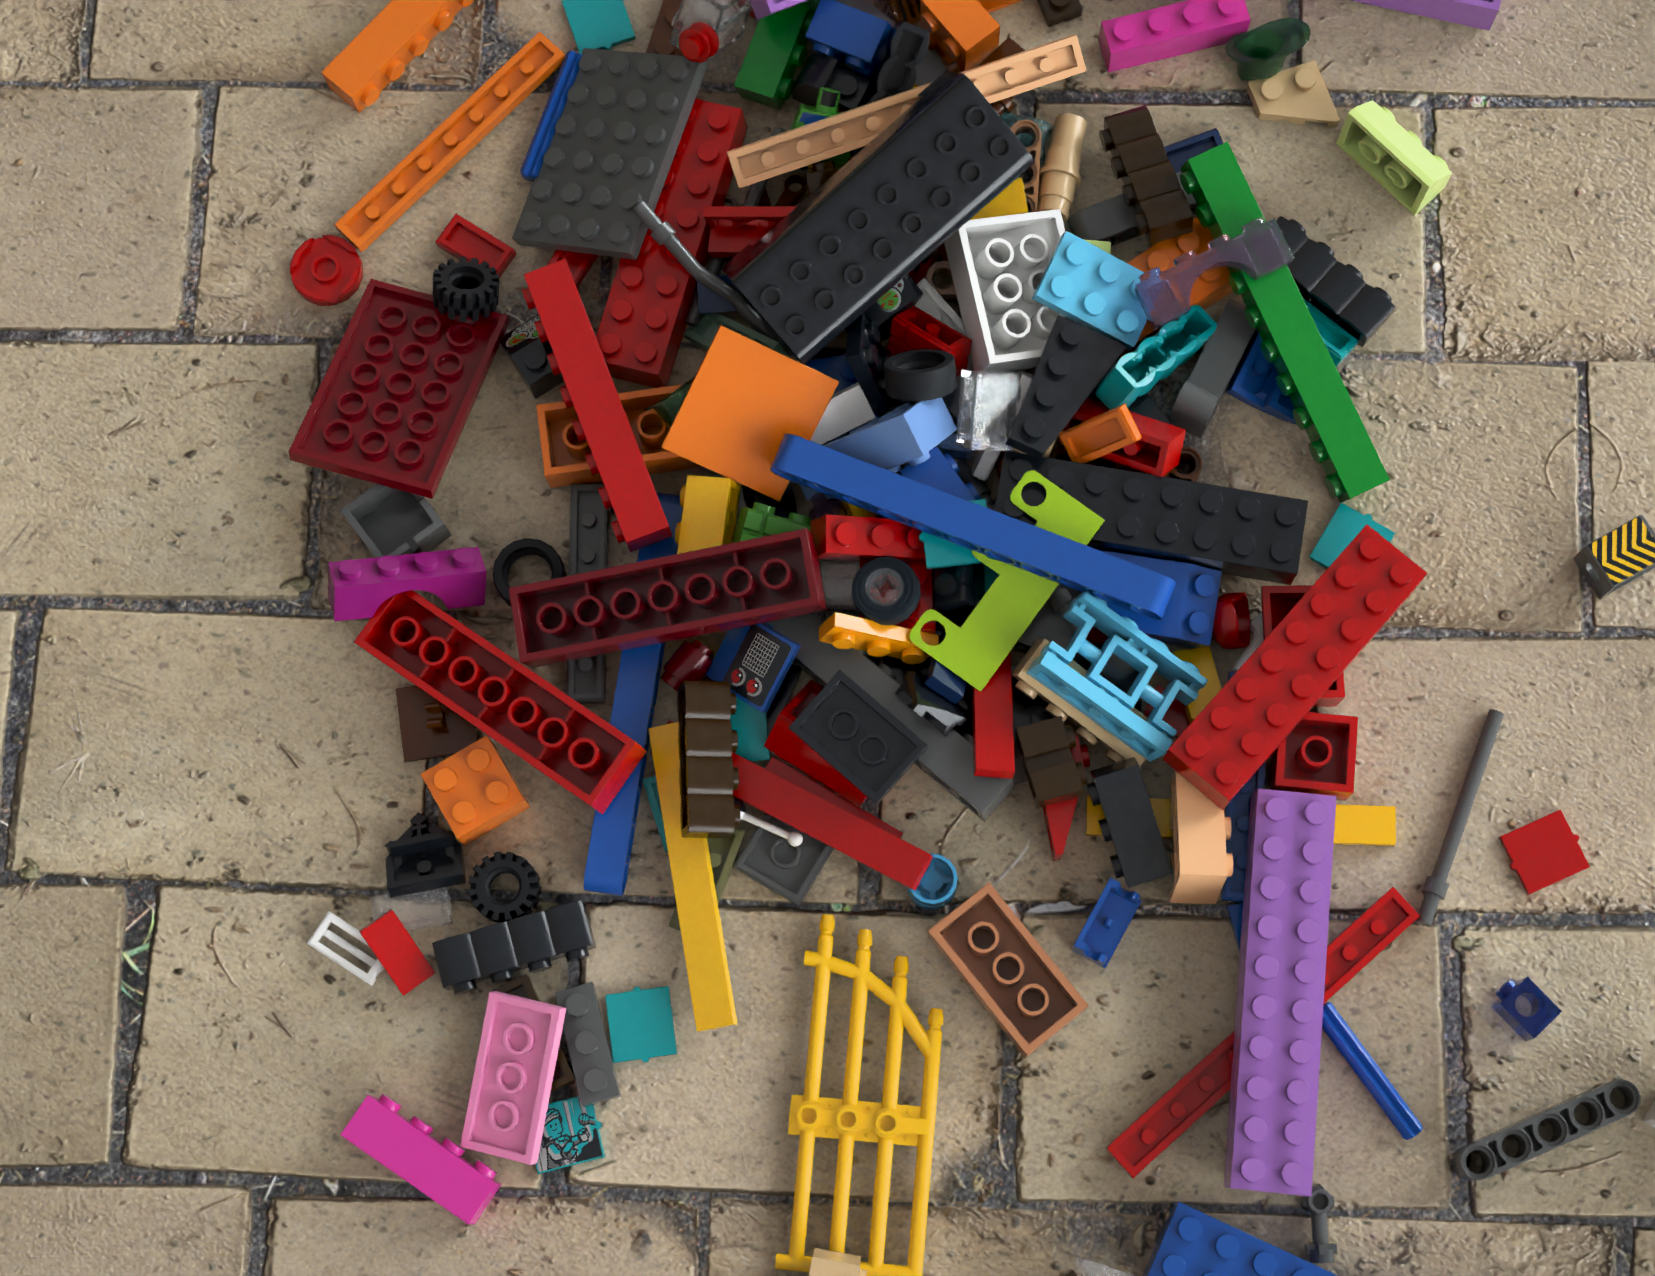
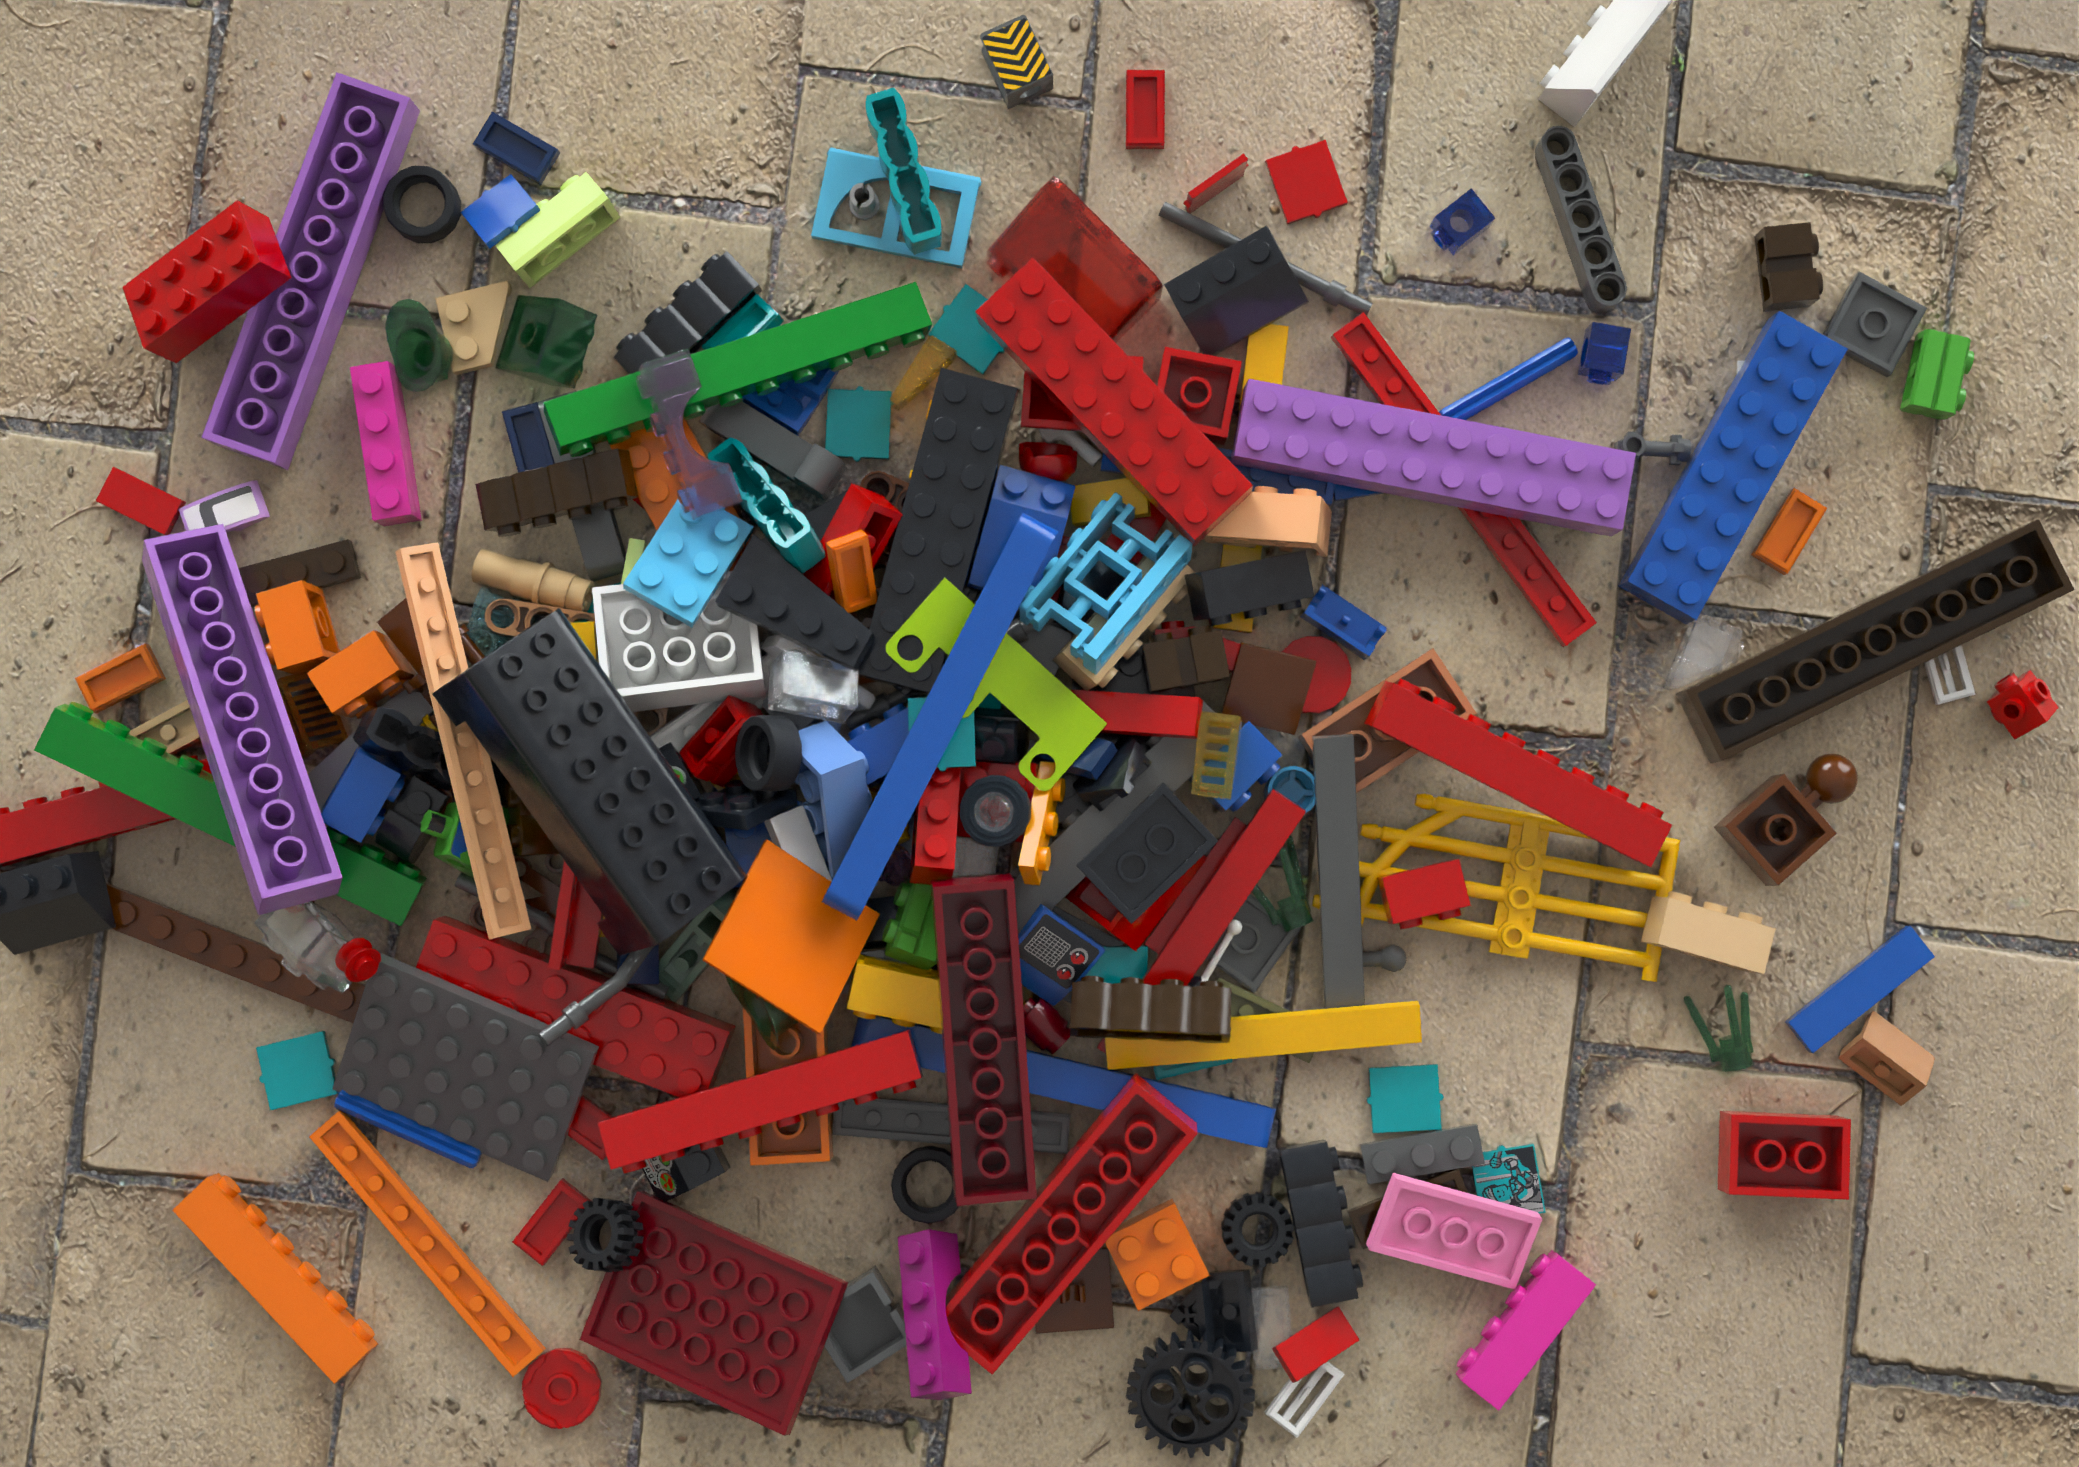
camera: 90 degrees left, 10 degrees up
(344, 835) = (1160, 1408): none -> black gear
(777, 997) = (1390, 958): none -> dark grey piece
(816, 894) = (1294, 909): none -> clear green plant
(843, 1017) = (1424, 892): none -> red brick
(859, 931) = (1338, 870): none -> dark grey tile
(949, 823) = (1254, 763): none -> blue brick
(970, 1102) = (1518, 773): none -> red brick
(974, 779) = (1218, 720): none -> clear yellow slope
(1031, 850) = (1268, 688): none -> reddish brown piece
(1050, 897) = (1331, 673): none -> red tile
(1245, 447) = (858, 423): none -> teal piece
(1287, 160) = (547, 340): none -> clear green slope
(1320, 502) = (923, 371): none -> clear yellow slope
(1404, 105) = (500, 211): none -> piece
(1407, 15) = (401, 183): none -> black tyre
(1411, 1165) = (1604, 353): none -> clear blue brick
(1422, 786) = (1236, 292): none -> black slope
(1427, 632) = (1080, 257): none -> clear red windscreen
(1461, 429) = (867, 209): none -> light grey pin
(1466, 117) = (516, 148): none -> dark blue tile
(1490, 417) = (849, 168): none -> medium azure window
(1499, 457) = (901, 166): none -> teal brick
(1528, 757) = (1216, 183): none -> red piece
(1593, 687) = (1145, 109): none -> red tile

